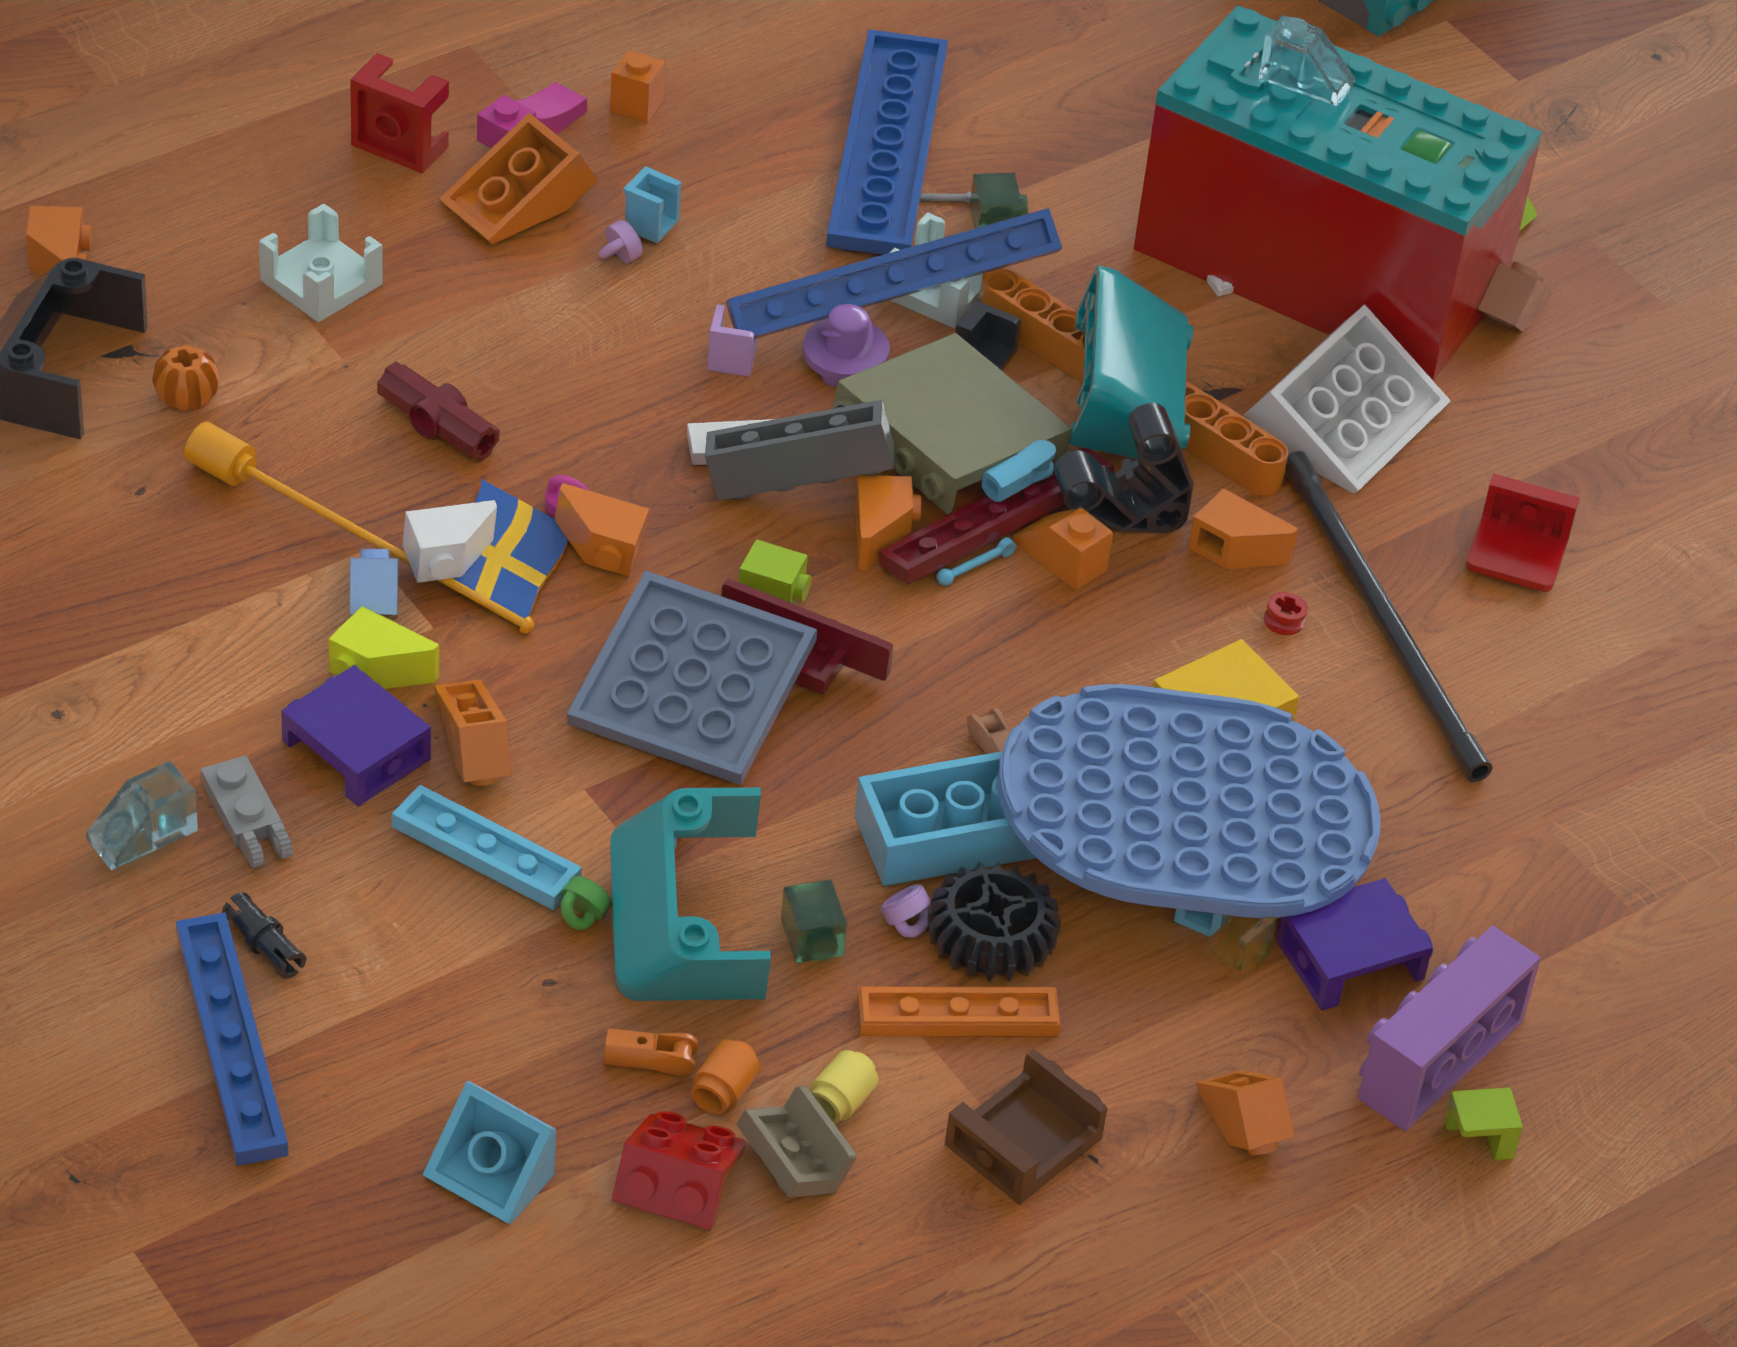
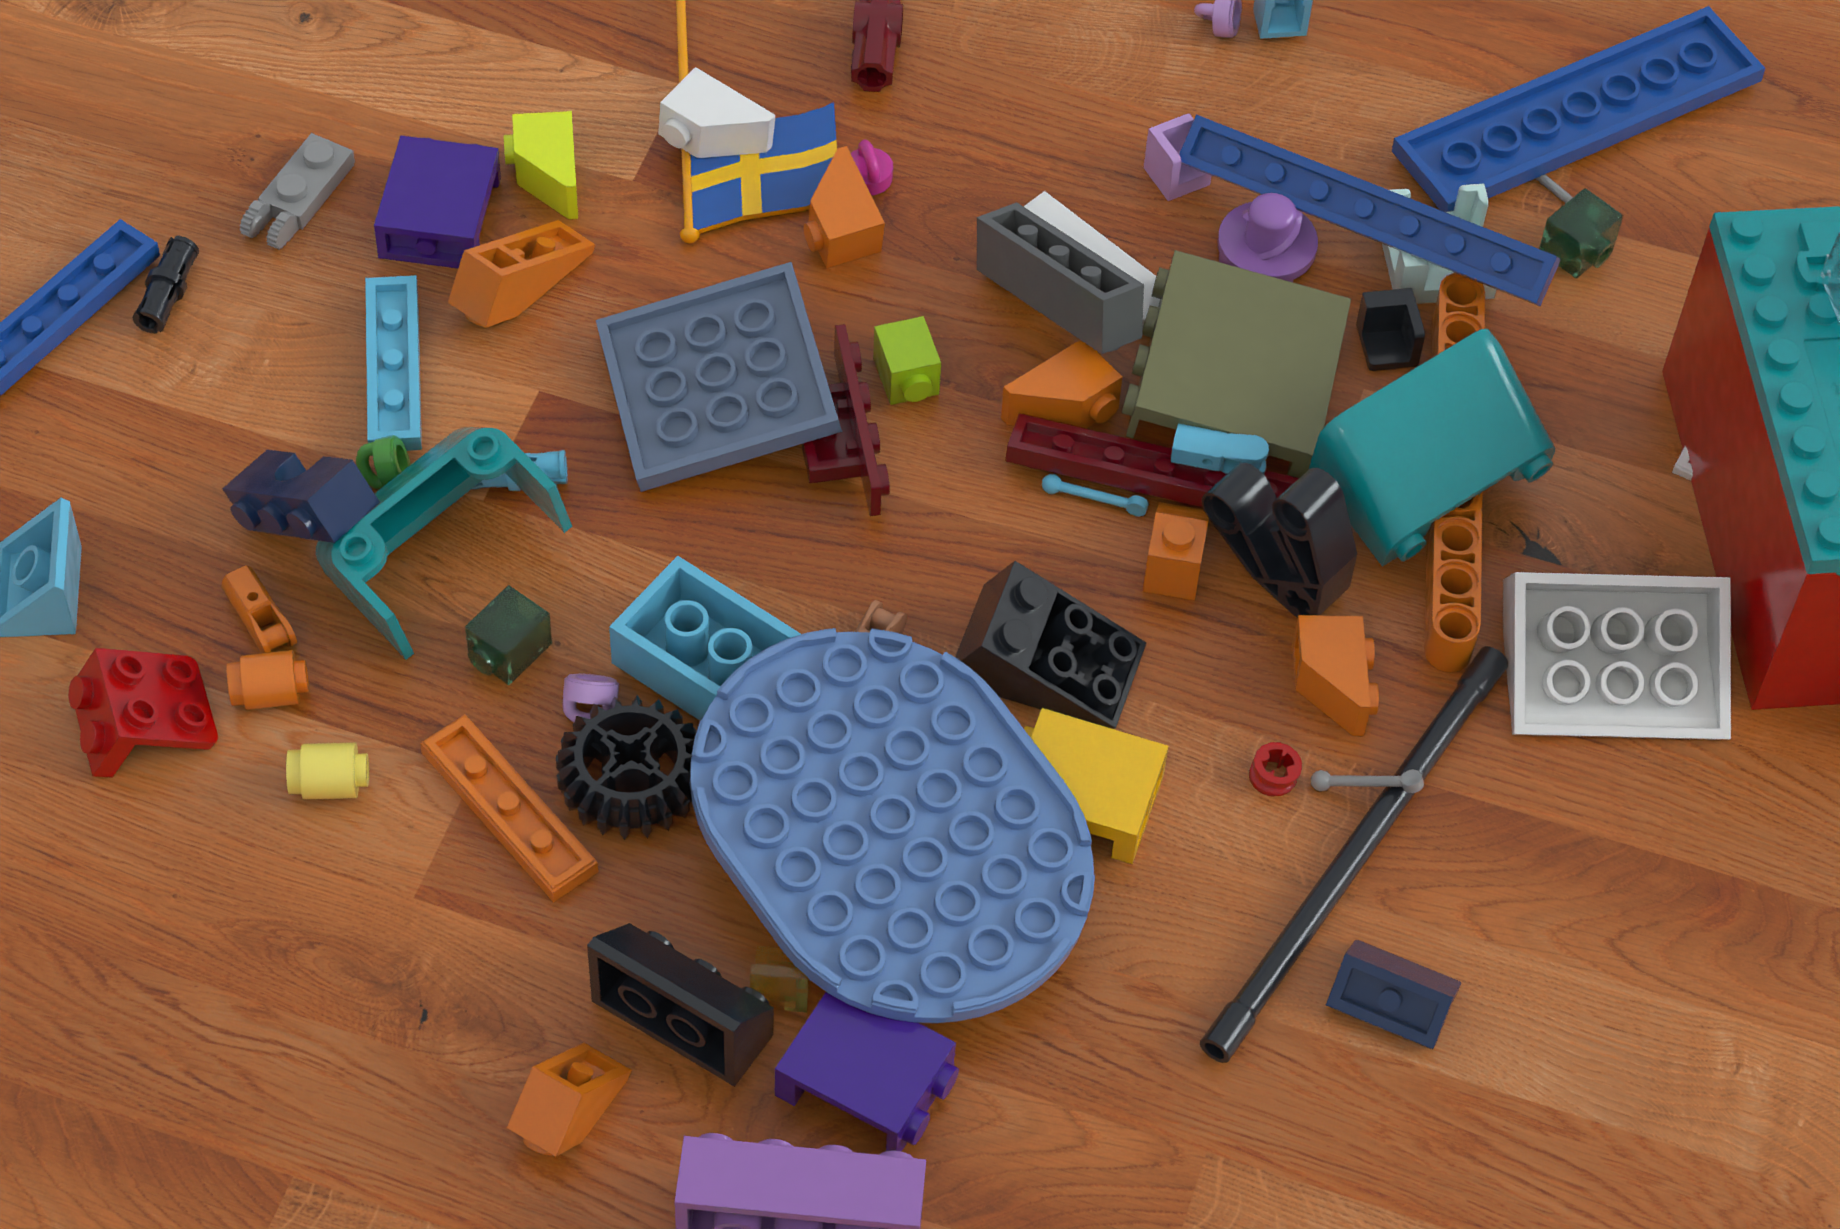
camera: 55 degrees right, 10 degrees up
(145, 816) = (217, 131): clear light blue slope -> none
(374, 582) = (619, 106): light blue slope -> none
(628, 935) = (287, 500): none -> dark blue arch
(799, 1145) = (223, 777): dark tan bracket -> none
(1028, 1128) = (397, 941): reddish brown panel -> none
(1087, 649) = (1049, 648): none -> black slope
(1224, 1004) = (679, 1001): none -> black slope
(1367, 550) = (1410, 781): none -> light grey hinge
(1512, 663) = (1393, 993): none -> dark blue panel
(1522, 533) = (1581, 904): red bracket -> none

